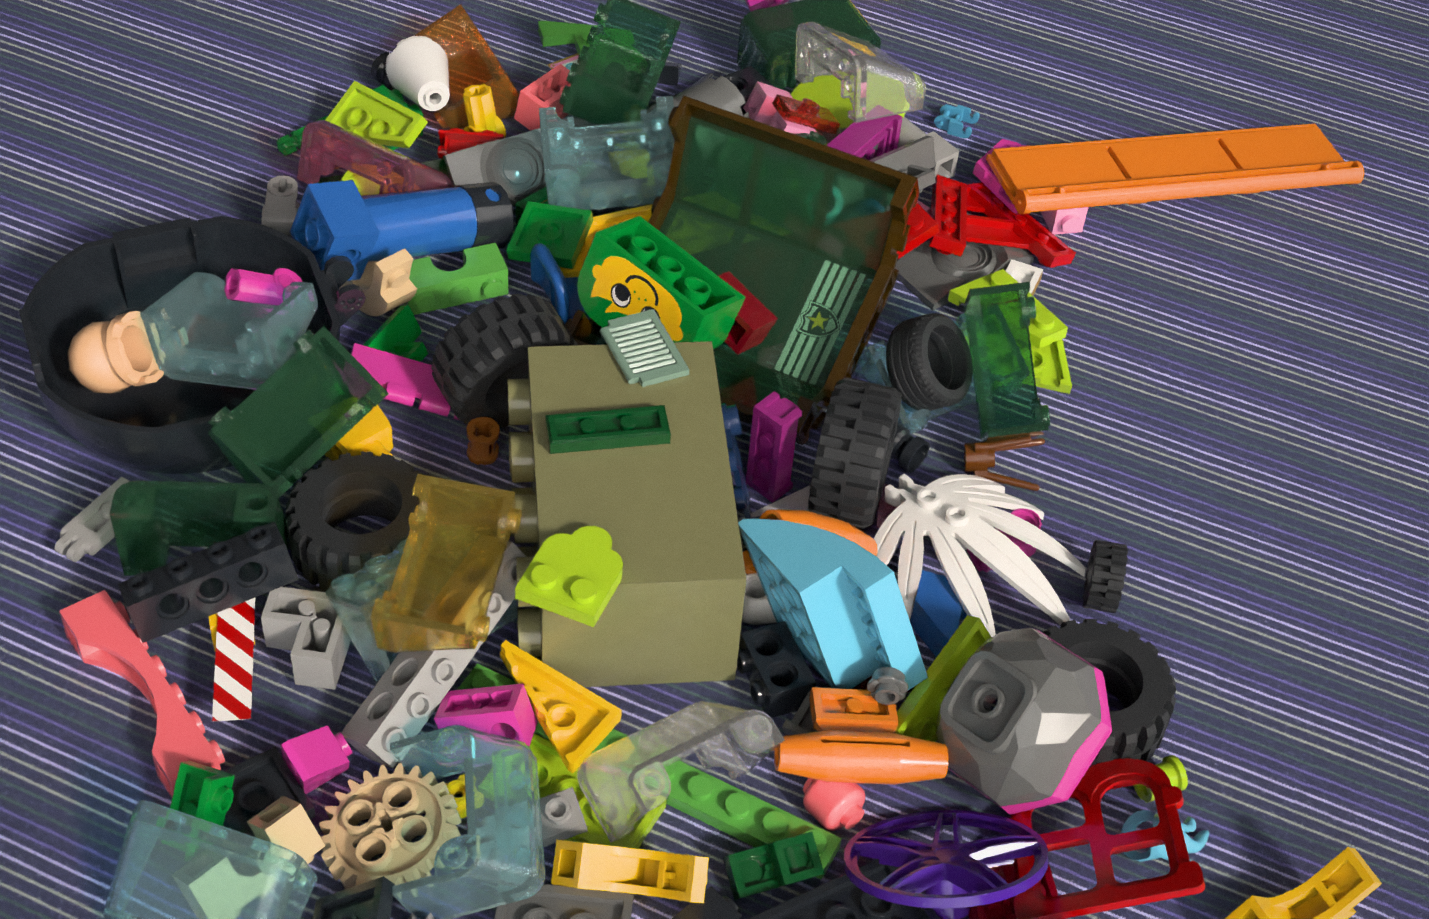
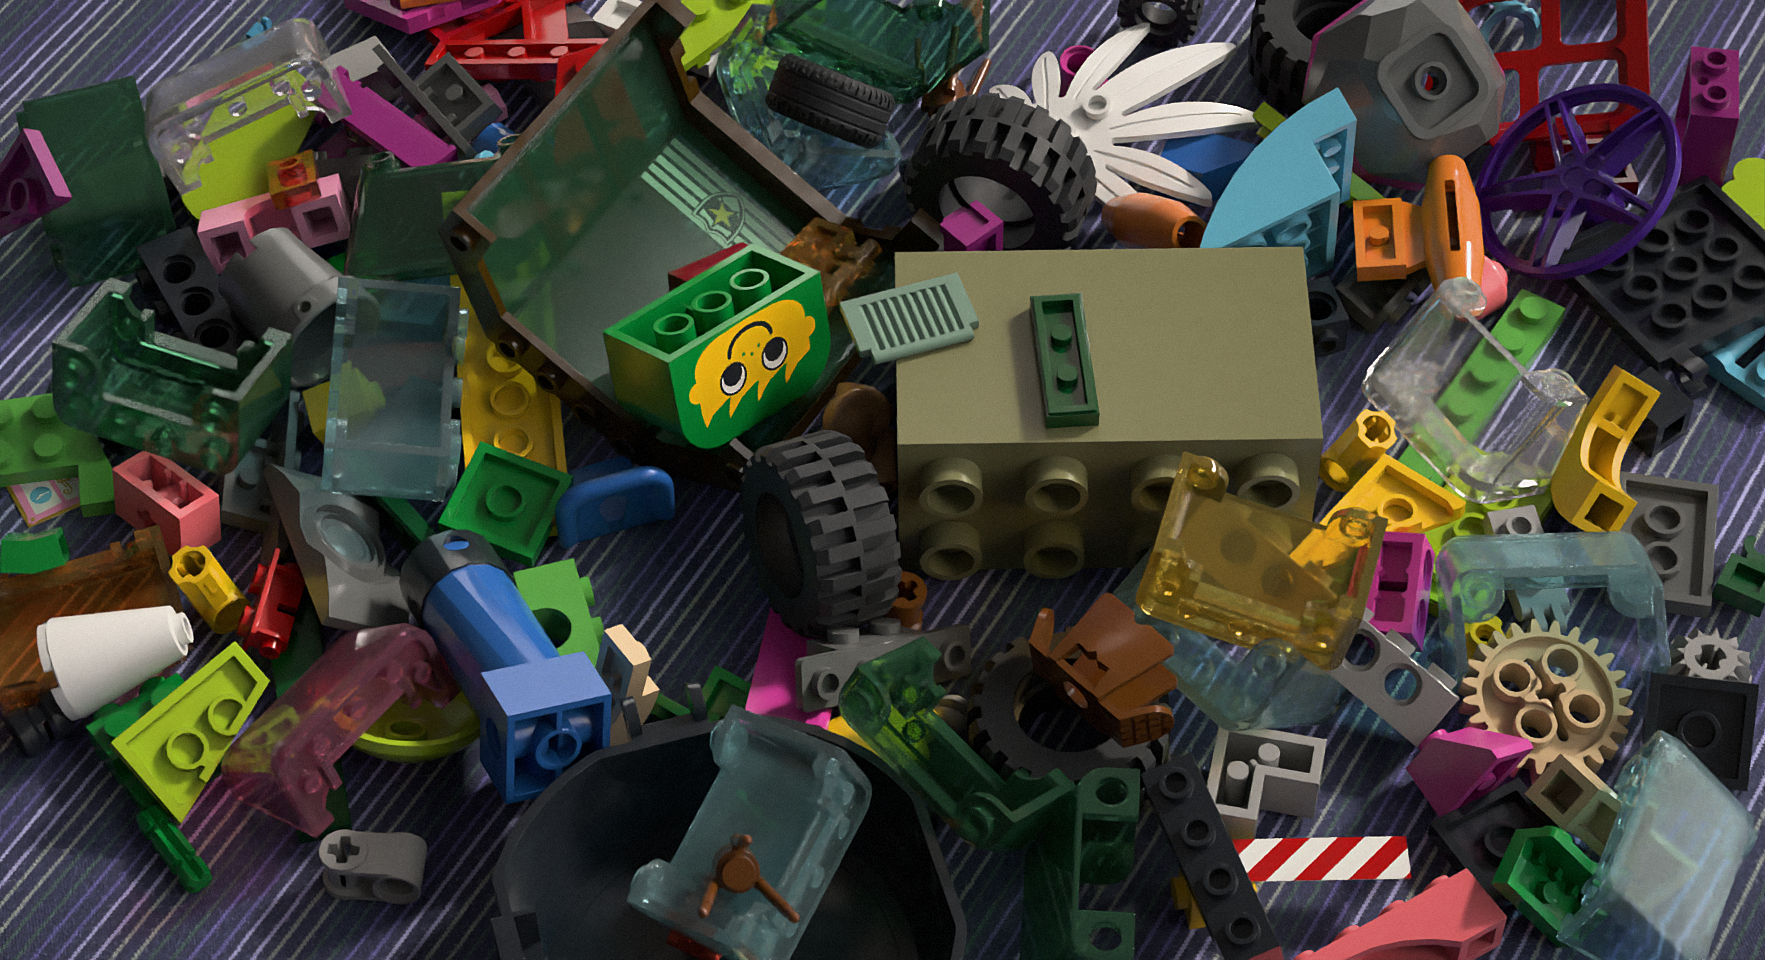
camera: 80 degrees left, 5 degrees up
(217, 323) = (738, 872): none -> reddish brown plant
(258, 287) = (660, 815): dark pink piece -> none
(364, 499) = (1114, 674): none -> reddish brown piece
(419, 415) = (837, 655): none -> dark grey bracket
(502, 45) = (33, 552): none -> green piece
(573, 575) = (1312, 400): lime plate -> none
(634, 699) = (1357, 450): none -> yellow piece
(773, 865) = (1563, 340): dark green slope -> none
(779, 372) = (827, 244): none -> clear orange plate
(887, 685) = (1363, 194): dark grey plate -> none

